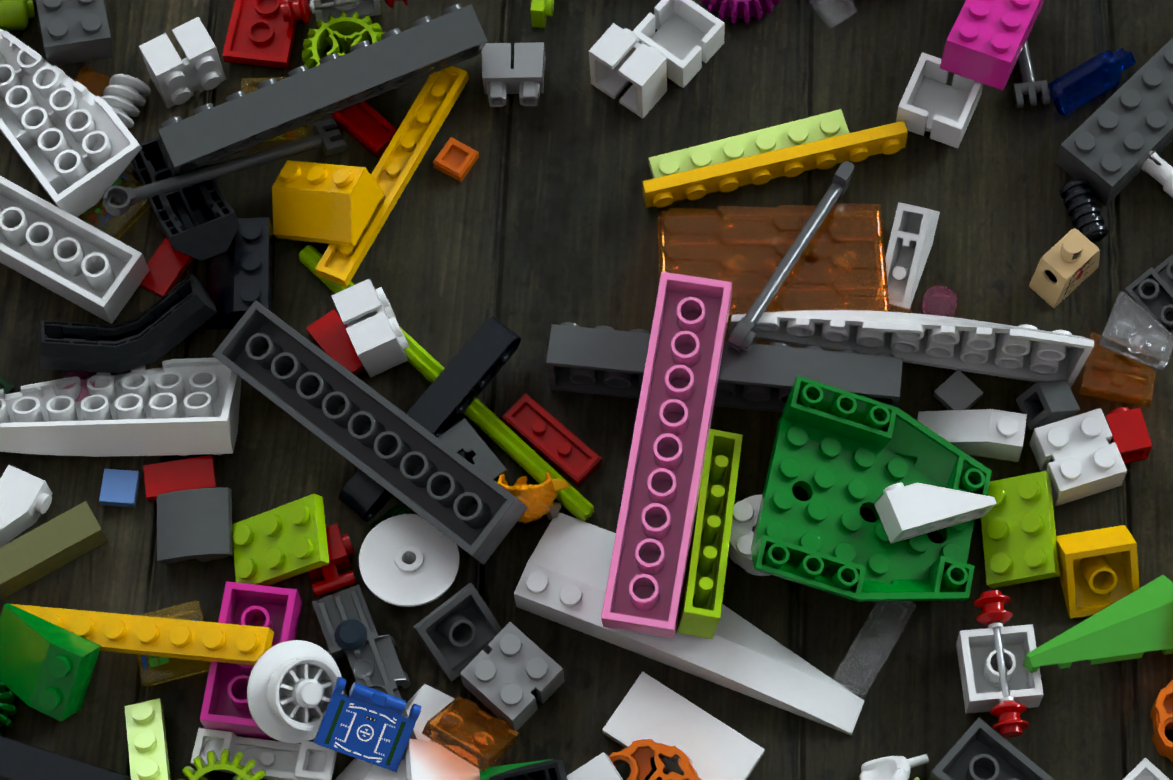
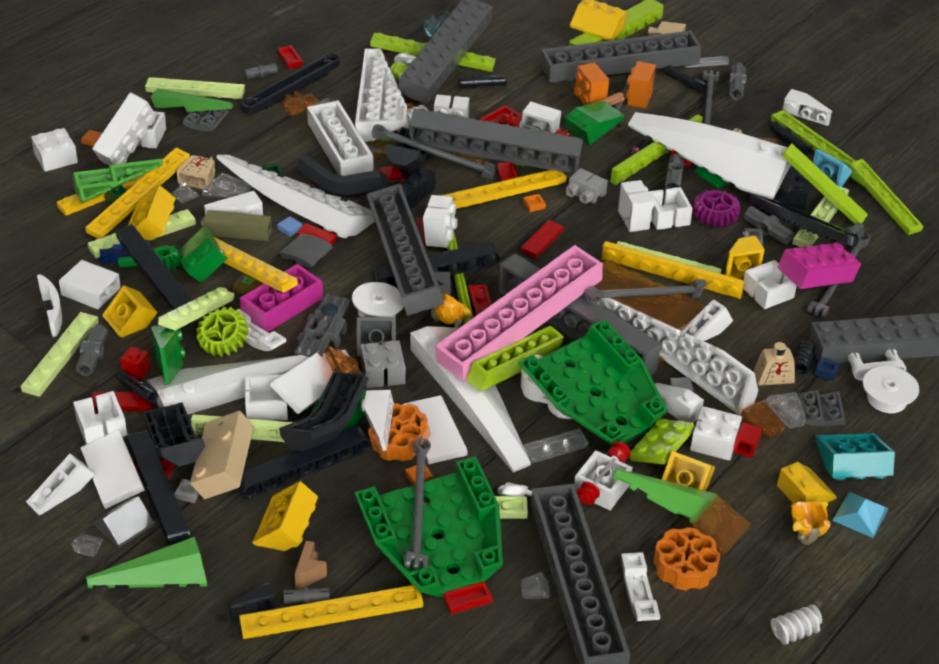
camera: 30 degrees right, 25 degrees down
(281, 542) = (335, 267): lime plate -> none
(291, 690) = (286, 309): white piece -> none
(323, 202) = (463, 177): yellow slope -> none
(338, 549) = (346, 284): red brick -> none
(367, 725) = (303, 334): blue piece -> none
(530, 232) = (542, 239): none -> red tile
(871, 73) = (744, 255): none -> yellow slope
(927, 508) = (622, 401): white slope -> none
(1047, 403) = (720, 401): dark grey brick -> none
(1089, 80) = (847, 313): clear blue hinge -> none
(1130, 211) = (827, 368): none -> dark blue plate

